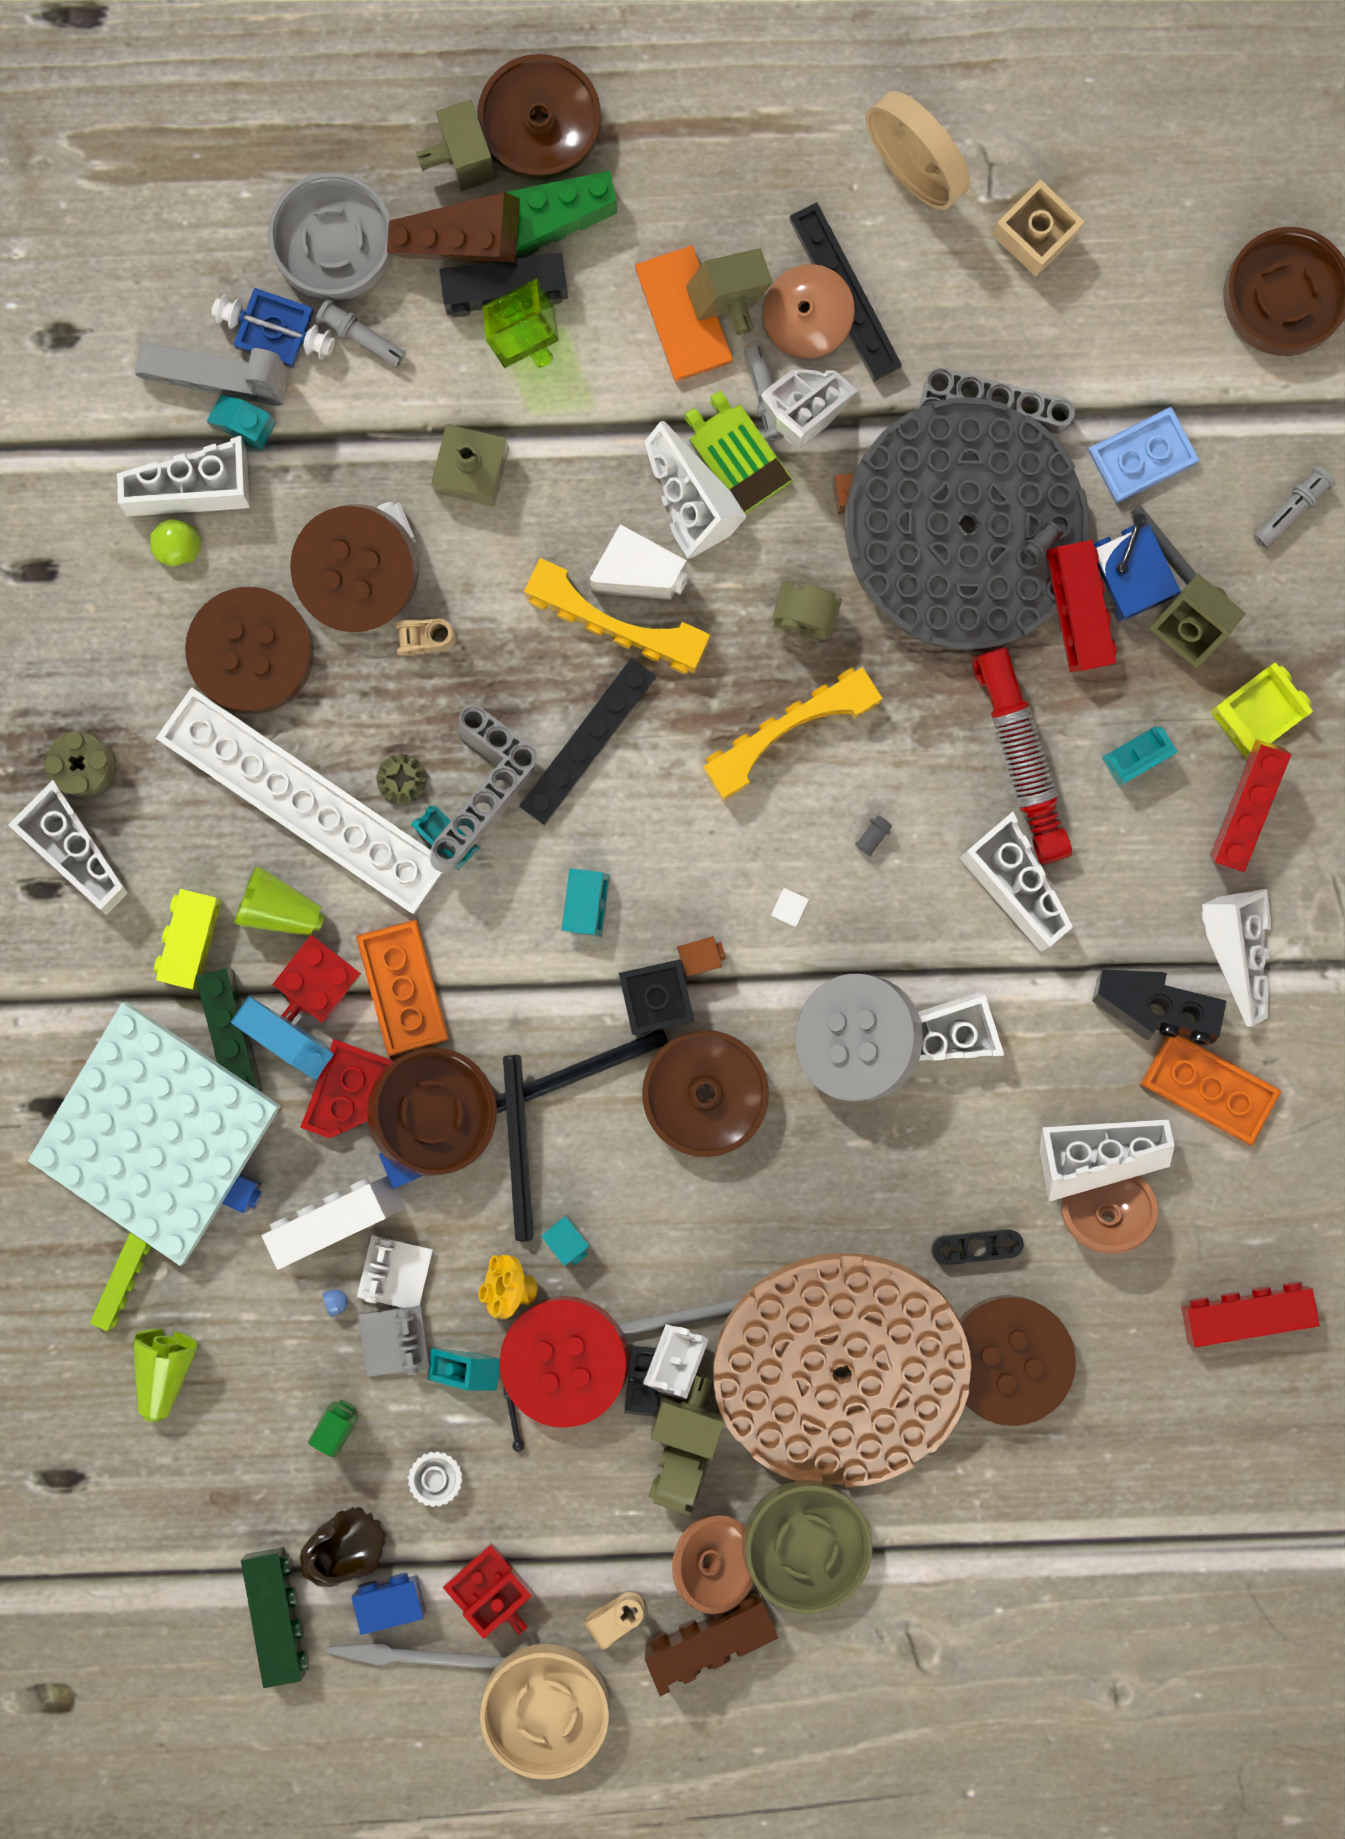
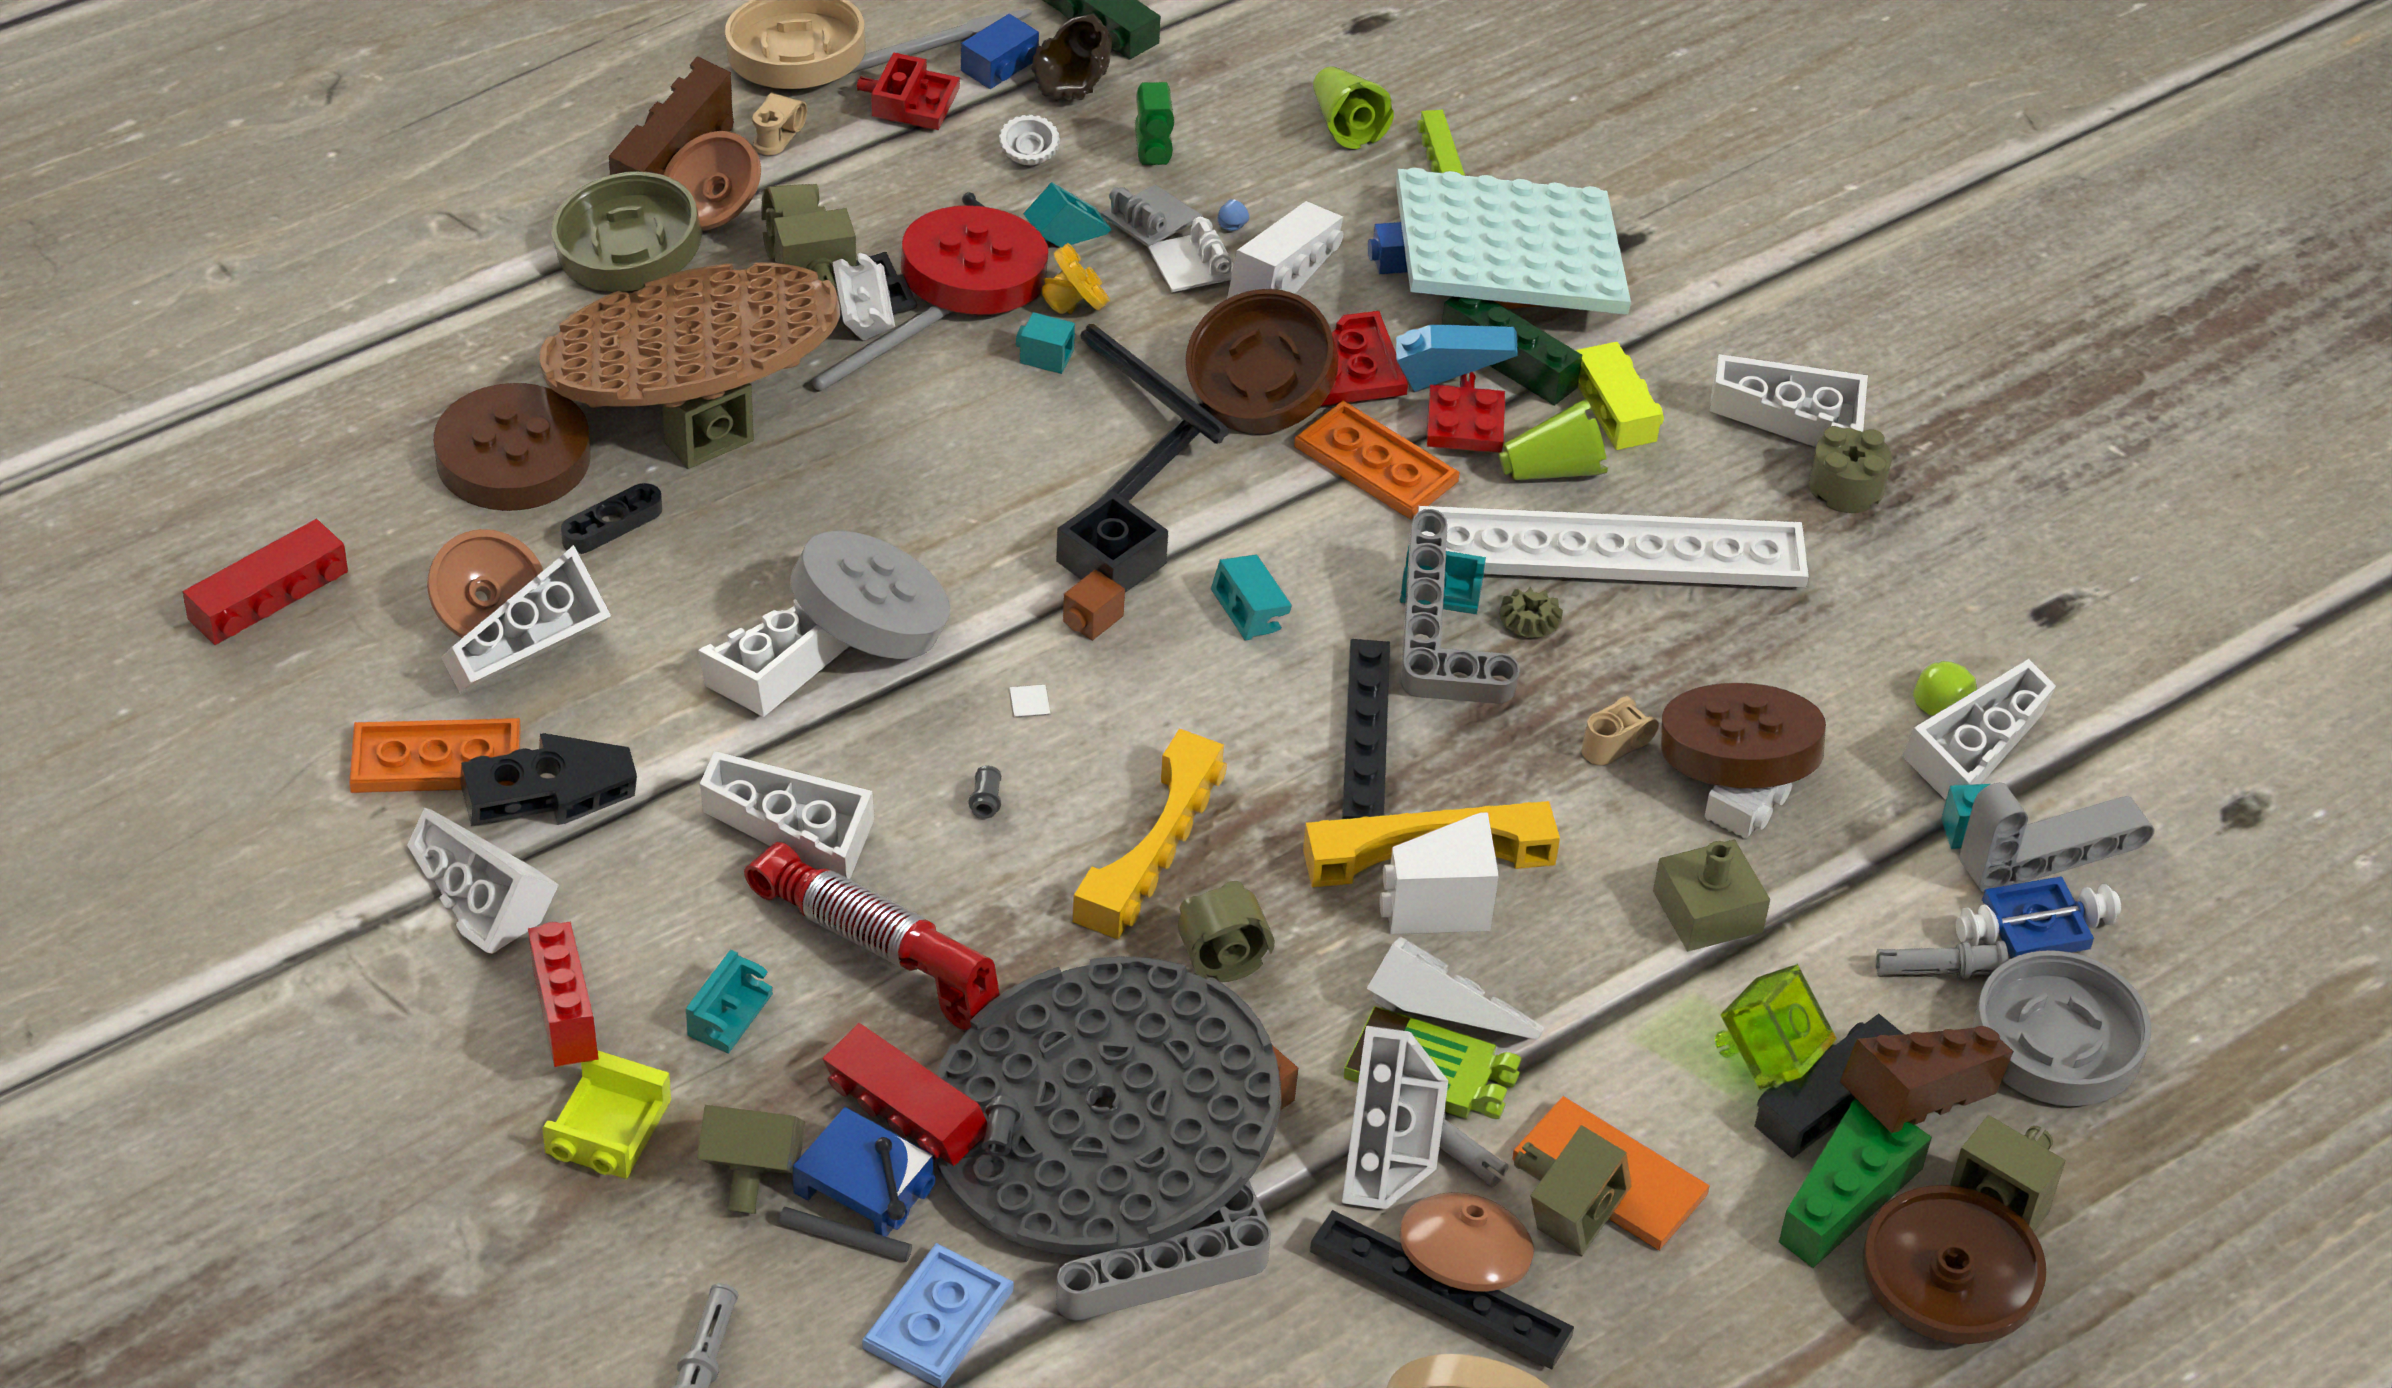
camera: 145 degrees right, 40 degrees down
(249, 650) = (1783, 634): reddish brown piece -> none
(705, 1093) = (997, 497): reddish brown dish -> none

